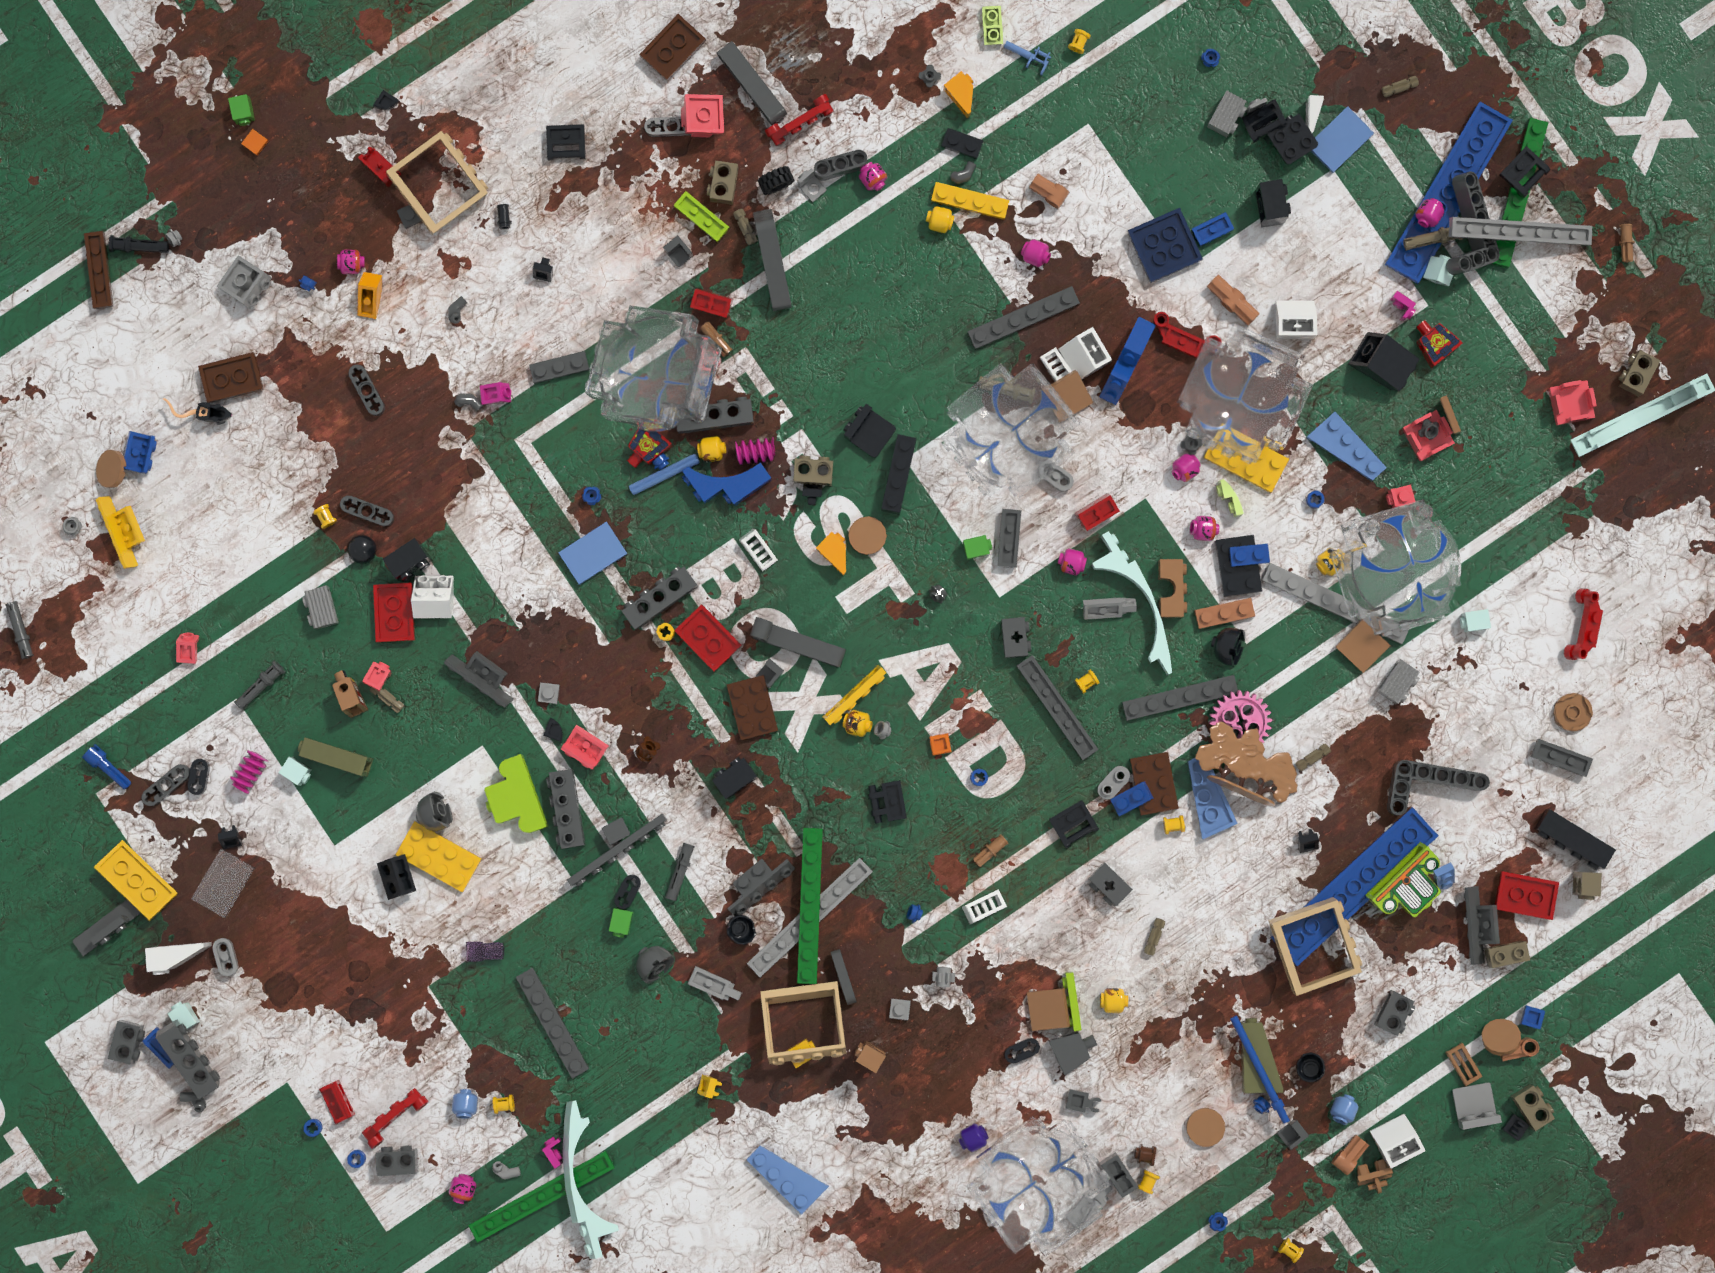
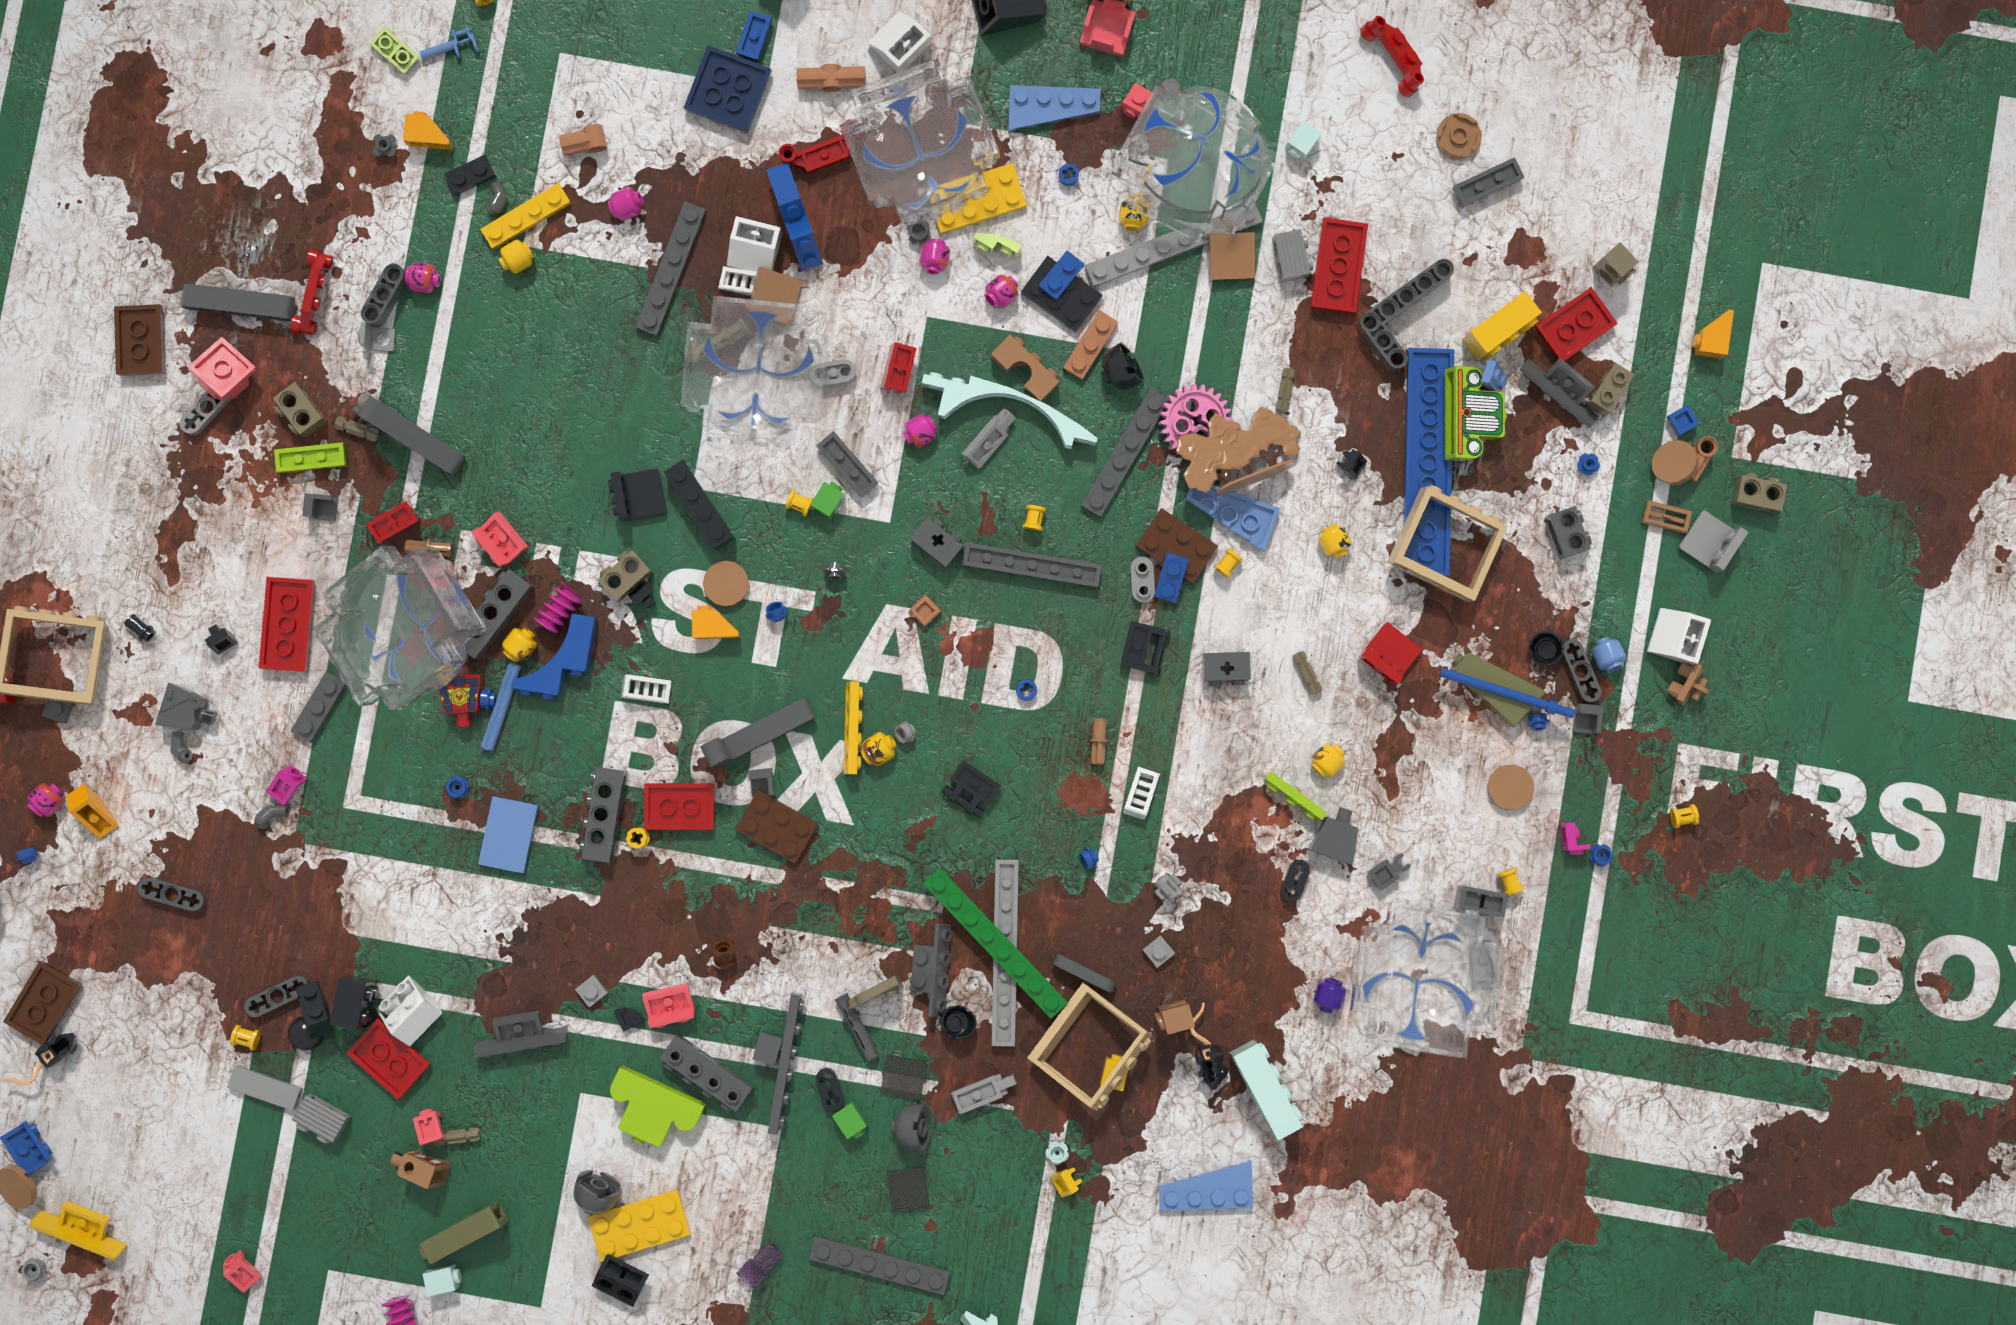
camera: 55 degrees left, 0 degrees up
(266, 678) = (336, 1227): dark grey pin -> none
(306, 556) = (264, 1087): none -> light grey tile
(381, 541) = (314, 1010): none -> black brick
(481, 290) = (184, 709): none -> dark grey torso
(565, 135) = (123, 505): black plate -> none
(589, 300) = (286, 624): none -> red plate
(613, 996) = (908, 1189): none -> clear smoke piece
(677, 929) = (903, 1077): none -> clear smoke piece
(721, 1069) = (1061, 1157): none -> light aqua plate
(722, 868) = (886, 987): none -> dark tan plate
(734, 778) = (822, 900): black brick -> none
(762, 376) = (499, 540): none -> coral bracket
(775, 180) = (342, 363): black tyre -> none
(865, 1102) = (1210, 1059): none -> black animal
(879, 582) = (776, 611): none -> blue plate
(879, 1154) = (1266, 1090): none -> light aqua brick
(940, 744) = (966, 695): orange tile -> none
(958, 531) = (798, 502): none -> yellow bush
(967, 670) = (925, 610): none -> nougat tile
(1048, 1009) = (1282, 823): medium nougat tile -> none
(1145, 1154) = (1485, 861): reddish brown brick -> none
(1211, 1191) = (1569, 839): none -> dark pink bracket
(1215, 975) = (1390, 653): none -> red bracket
(1250, 876) = (1335, 540): none -> yellow head
(1329, 1090) = (1580, 652): none -> dark grey beam
(1347, 1158) = (1652, 692): nougat piece -> none
(1421, 716) = (1339, 265): none -> red plate
(1432, 432) = (1108, 20): dark grey plate -> none
(1444, 985) = (1582, 464): none -> blue plate
(1480, 852) = (1502, 327): none -> yellow brick
(1515, 1127) = (1761, 525): black tile -> none
(1574, 839) = (1567, 239): black brick -> none
(1601, 988) = (1714, 338): none -> light orange slope

